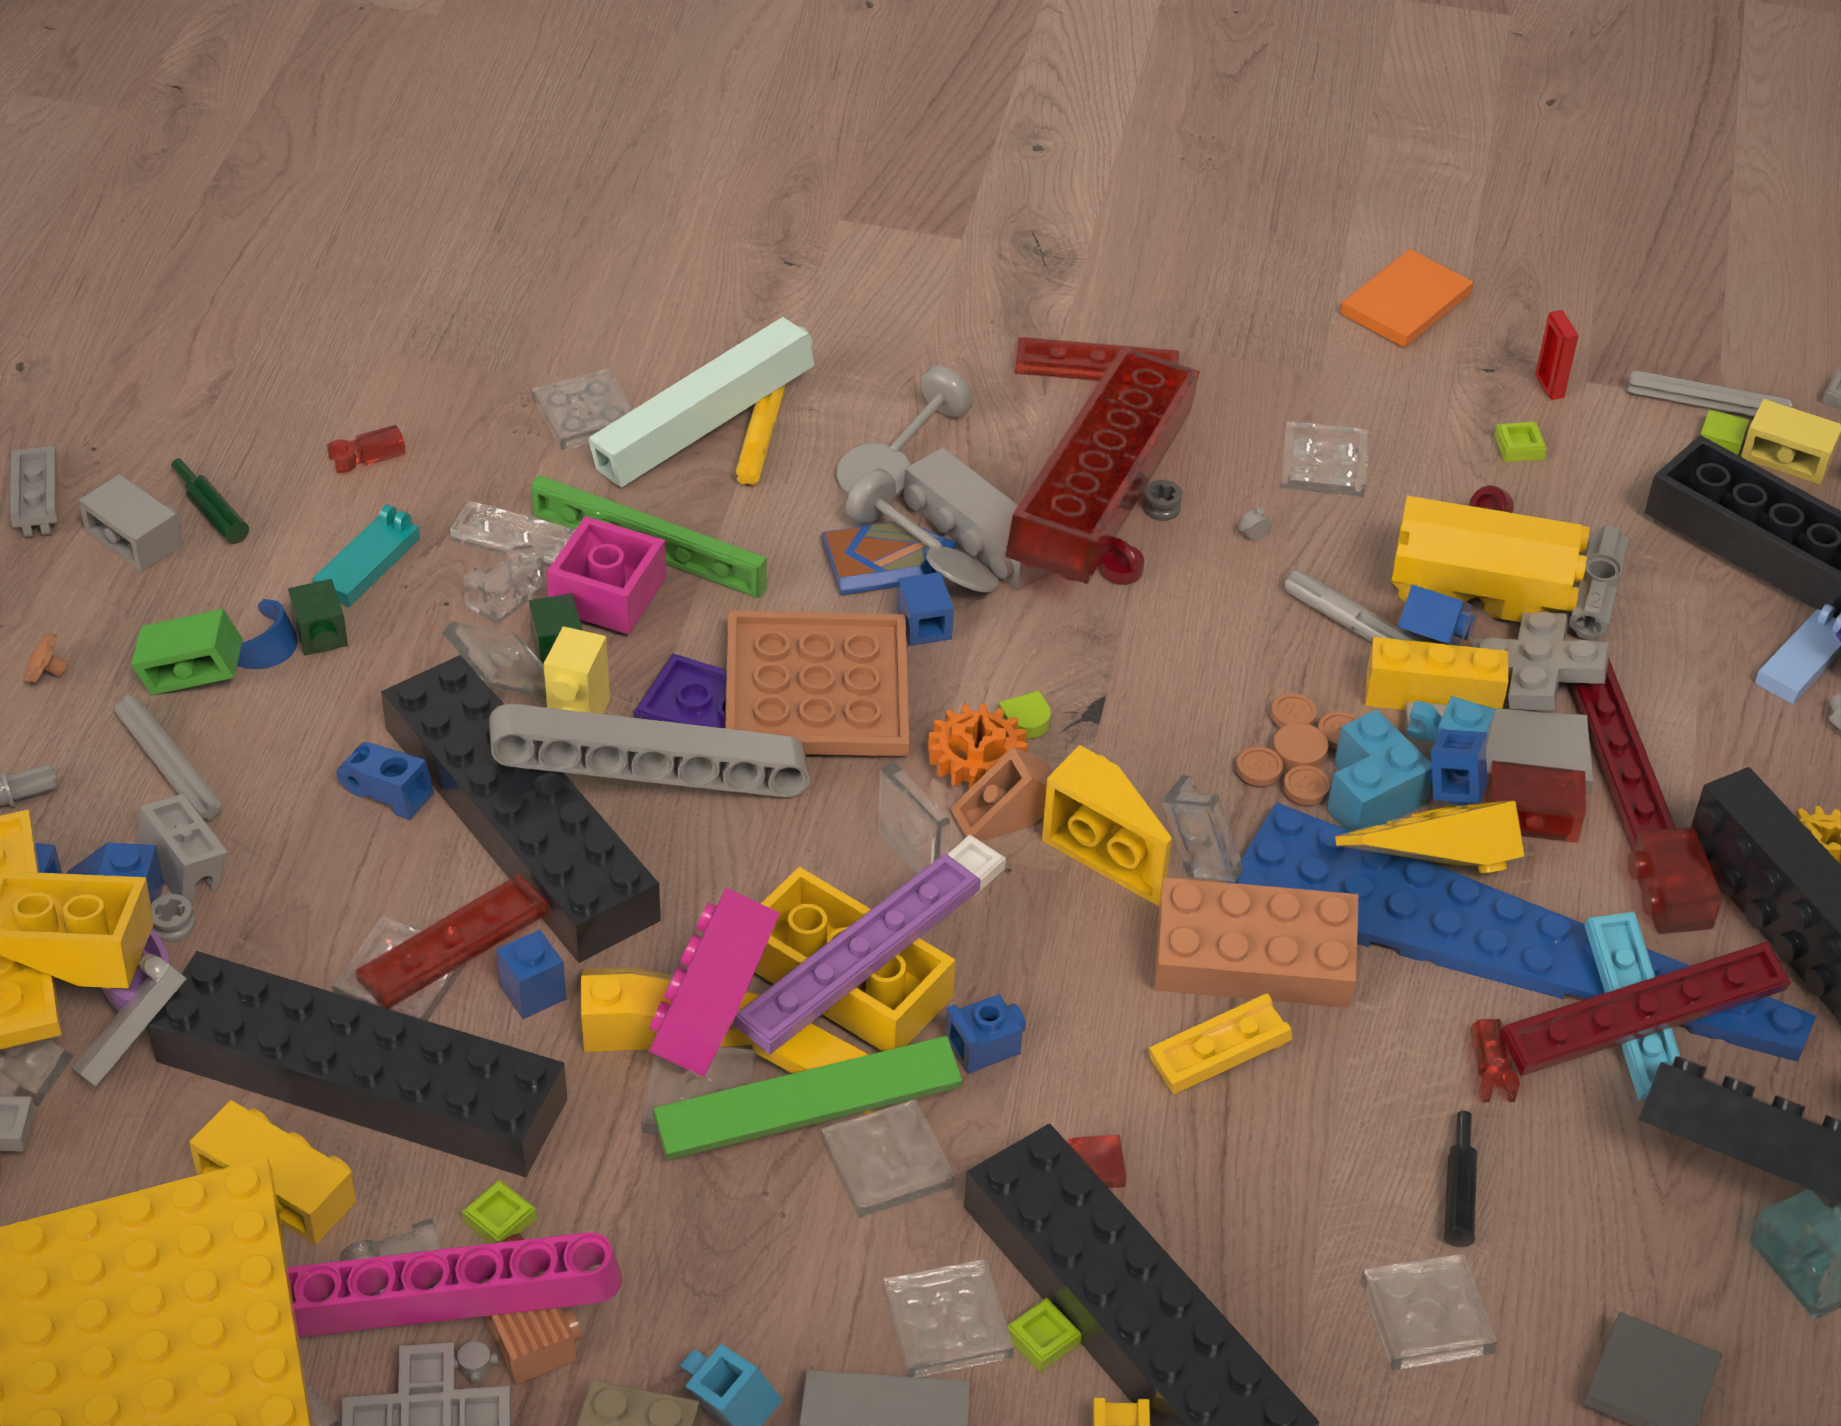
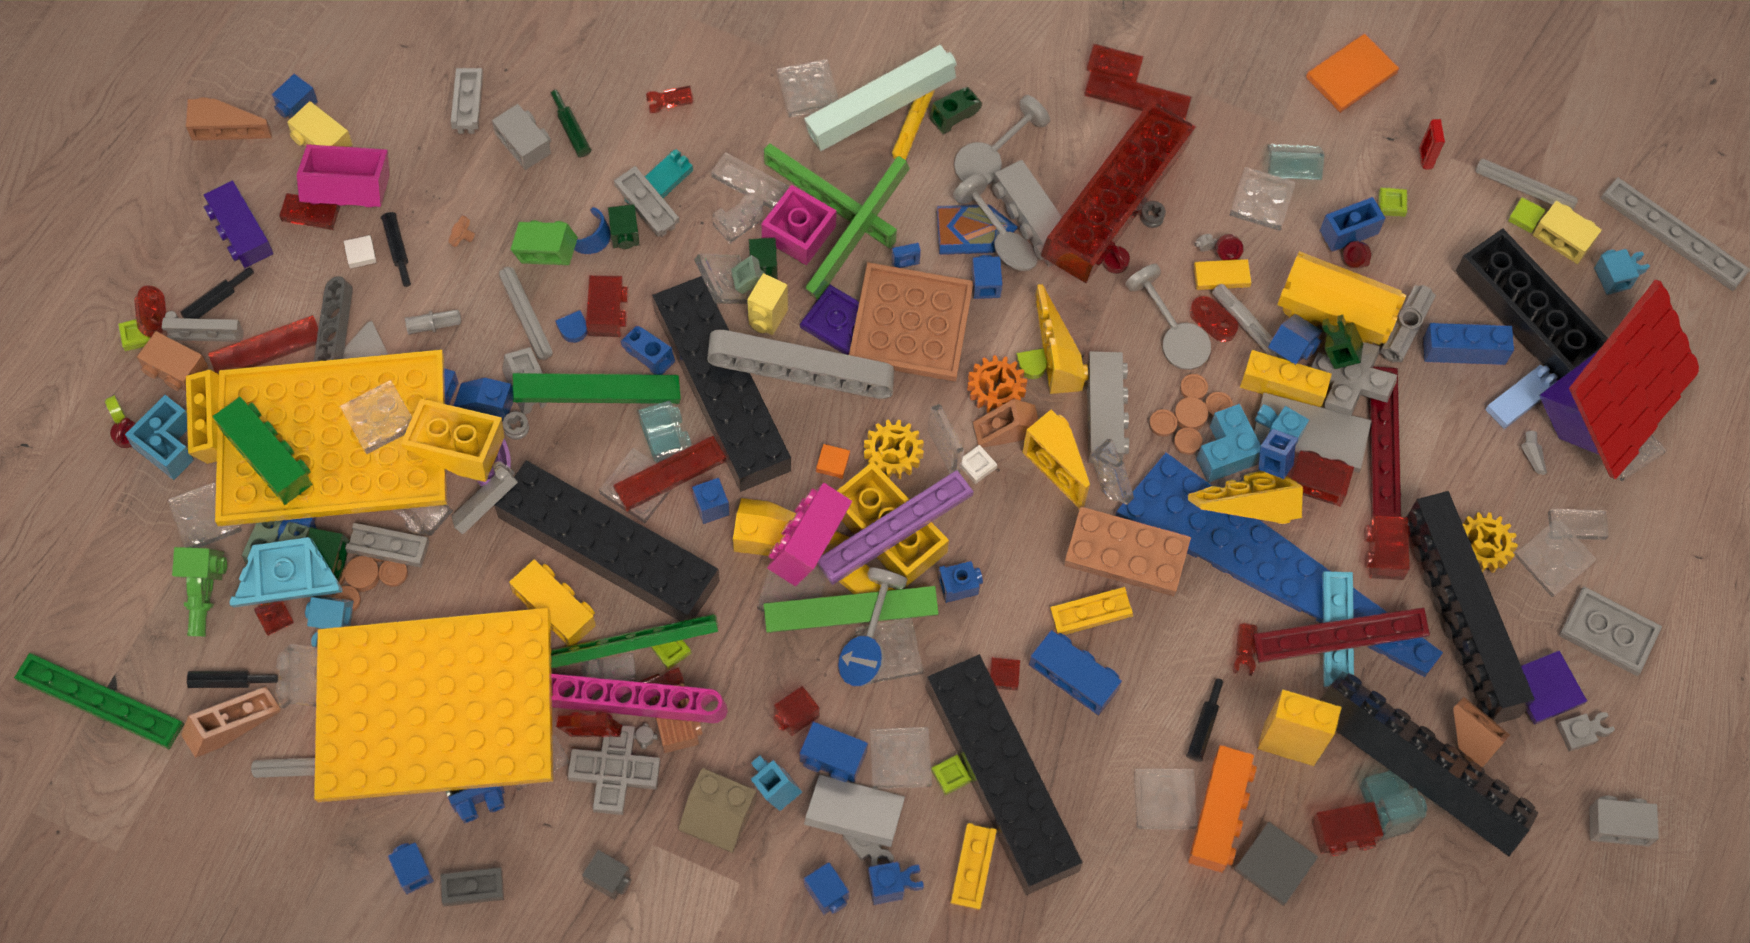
camera: 10 degrees right, 20 degrees up
(251, 767) = (572, 327): none -> blue tile
(303, 837) = (595, 388): none -> green tile
(304, 727) = (605, 306): none -> clear red brick
(354, 579) = (647, 201): none -> light grey hinge
(369, 1349) = (589, 725): none -> clear red plate
(428, 882) = (662, 430): none -> clear light blue brick
(431, 1201) = (634, 641): none -> green tile
(533, 643) = (746, 274): none -> sand green tile
(703, 560) = (857, 227): none -> bright green tile
(735, 880) = (833, 461): none -> orange tile
(744, 1272) = (795, 711): none -> clear red brick
(789, 593) = (906, 255): none -> blue tile
(819, 406) = (954, 108): none -> dark green leg
(824, 1327) = (833, 753): none -> blue brick
(830, 853) = (895, 438): none -> yellow gear
(849, 1165) = (863, 656): none -> piece
(1051, 323) = (1115, 62): none -> clear red plate
(1076, 695) = (1063, 358): none -> yellow wedge
(1157, 736) = (1106, 401): none -> light grey brick
(1218, 1137) = (1075, 672): none -> blue brick
(1255, 657) = (1185, 343): none -> light grey piece
(1275, 562) = (1227, 272): none -> yellow tile
(1294, 523) = (1229, 247): none -> dark red tile
(1297, 620) = (1211, 319): none -> clear red plate
(1362, 408) = (1296, 161): none -> clear light blue panel
(1472, 462) = (1352, 224): none -> blue brick
(1511, 606) = (1342, 343): none -> dark green brick
(1532, 1309) = (1221, 809): none -> orange brick
(1629, 1140) = (1299, 727): none -> yellow brick
(1699, 594) = (1468, 343): none -> blue brick
(1755, 1301) = (1347, 828): none -> clear red brick

